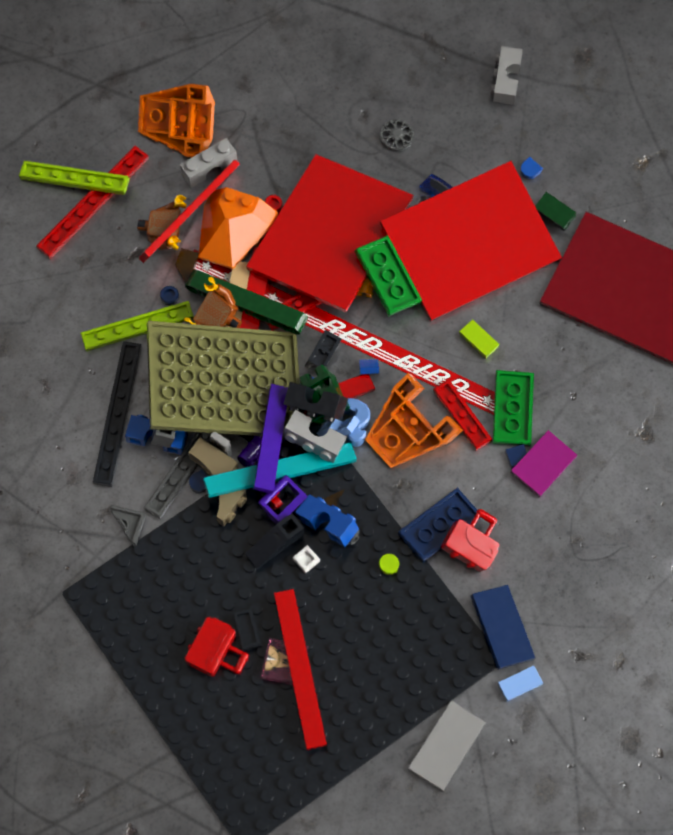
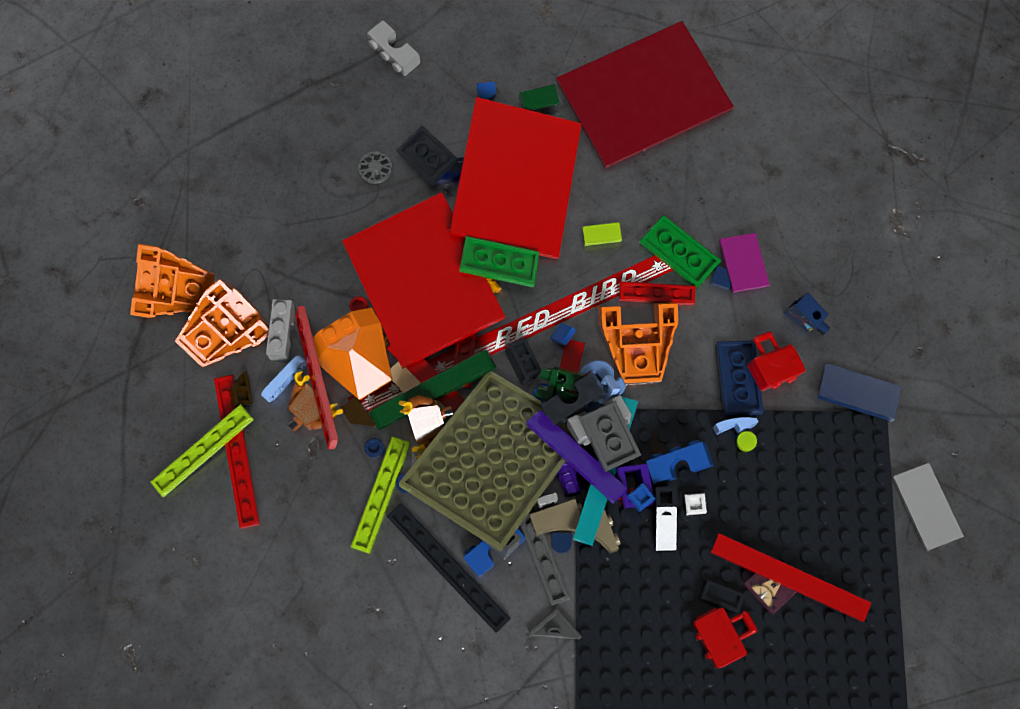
camera: 50 degrees left, 5 degrees up
(139, 171) = (240, 391): none -> dark brown tile
(169, 192) = (284, 378): none -> light blue beam
(180, 56) = (166, 283): none -> orange wedge
(275, 507) = (641, 497): none -> blue tile
(304, 449) = (609, 436): none -> dark grey tile
(398, 547) = (739, 424): none -> light blue slope
(436, 163) = (427, 155): none -> black tile
(520, 683) = (913, 413): light blue tile -> none
(537, 533) = (808, 314): none -> dark blue torso

